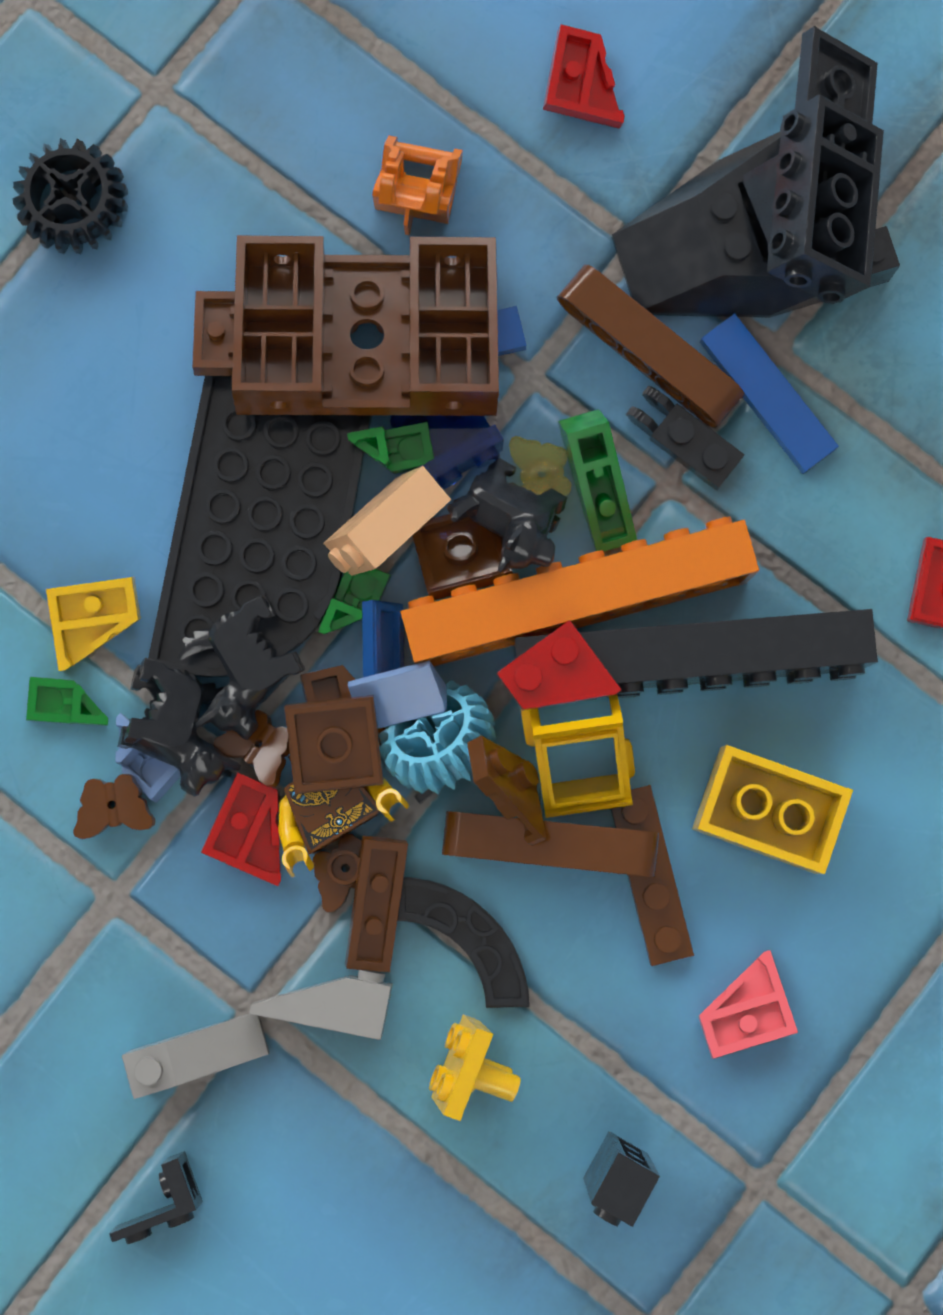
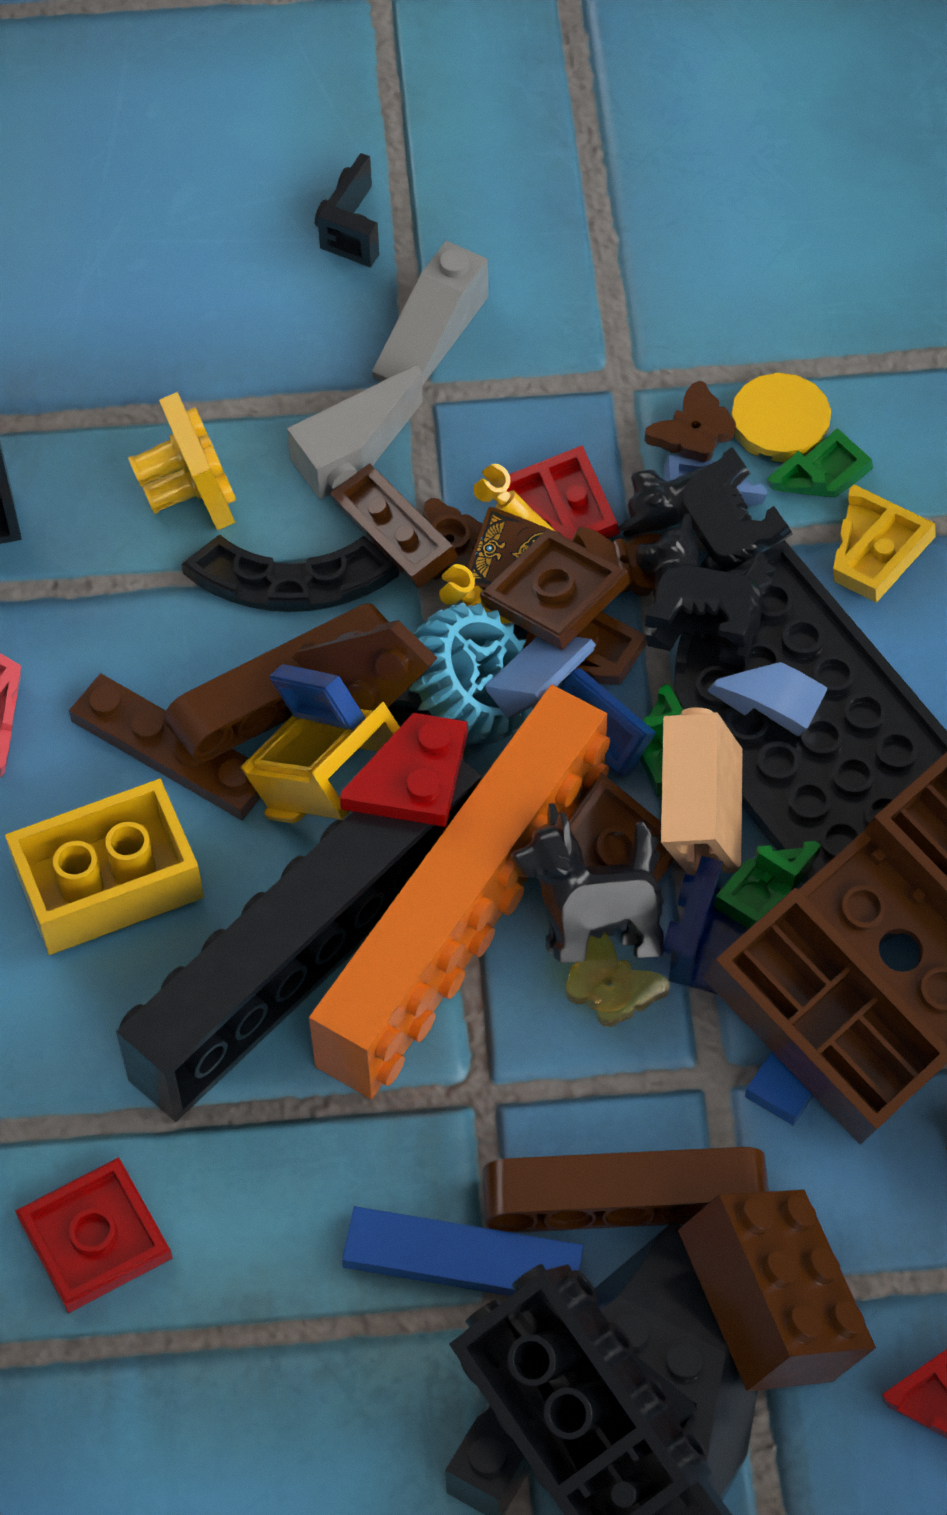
camera: 135 degrees right, 25 degrees down
(47, 767) = (780, 416): none -> yellow tile
(270, 556) = (774, 691): none -> medium blue slope
(563, 787) = (317, 696): none -> blue tile
(598, 479) = (556, 1021): green slope -> none
(634, 206) = (776, 1289): none -> reddish brown brick
(687, 439) = (468, 1142): black hinge -> none

